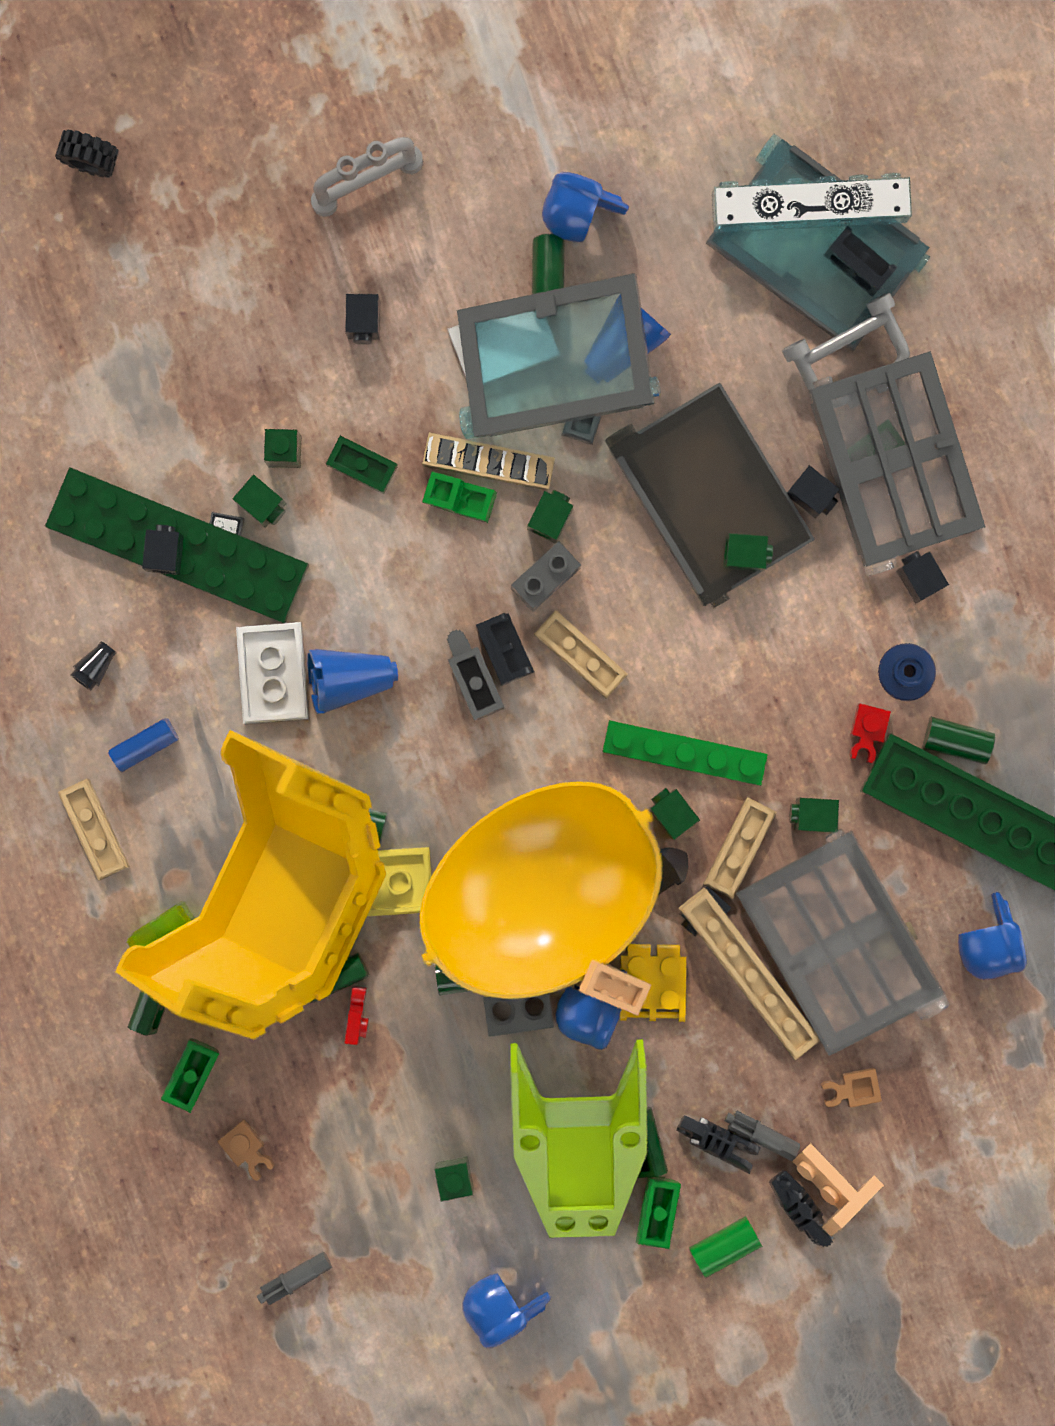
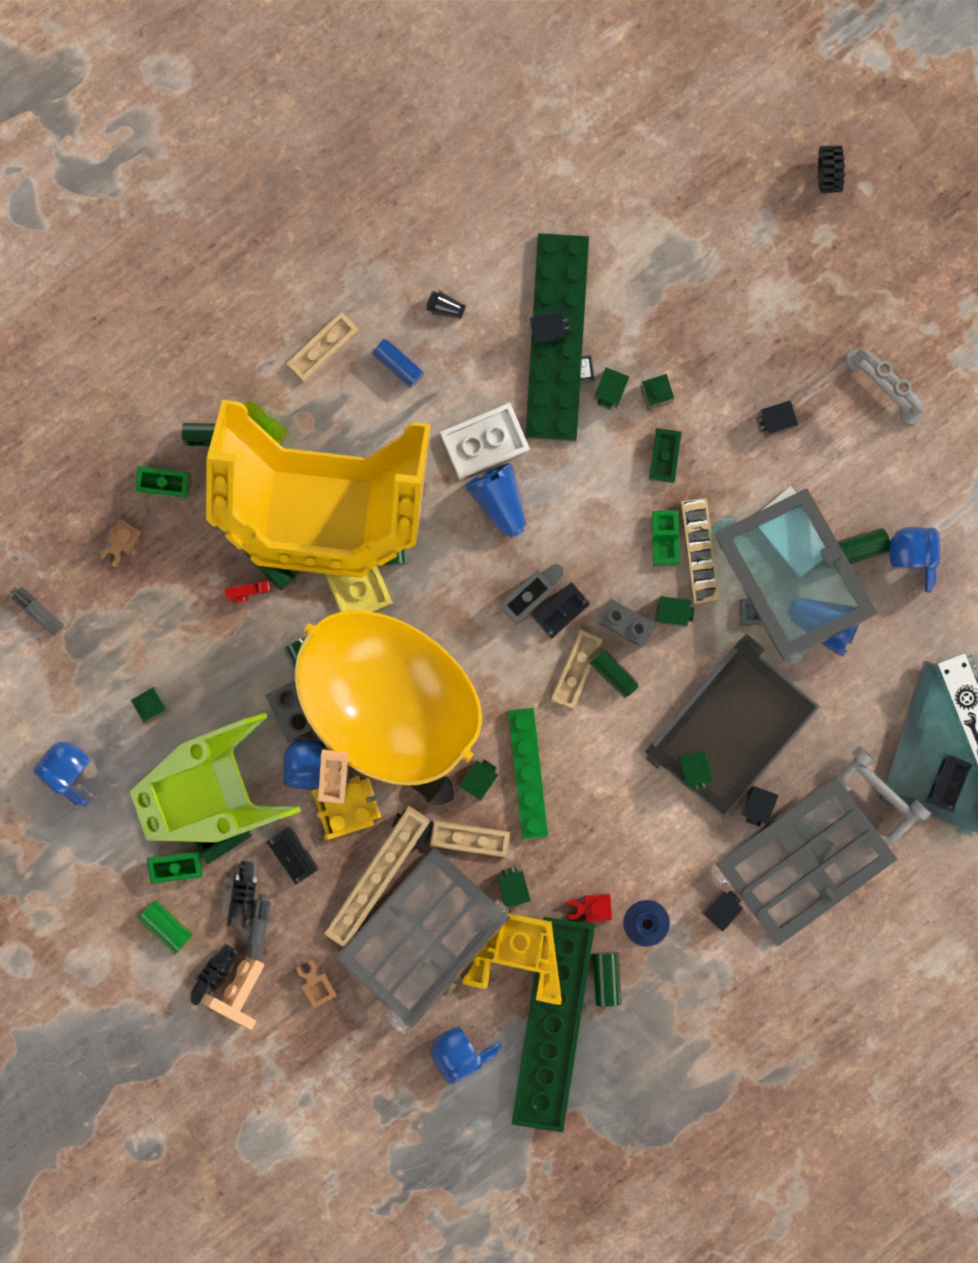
camera: 70 degrees right, 0 degrees up
(598, 612) = (613, 672): none -> dark green brick
(690, 1065) = (293, 855): none -> black hinge
(888, 825) = (524, 945): none -> yellow wing

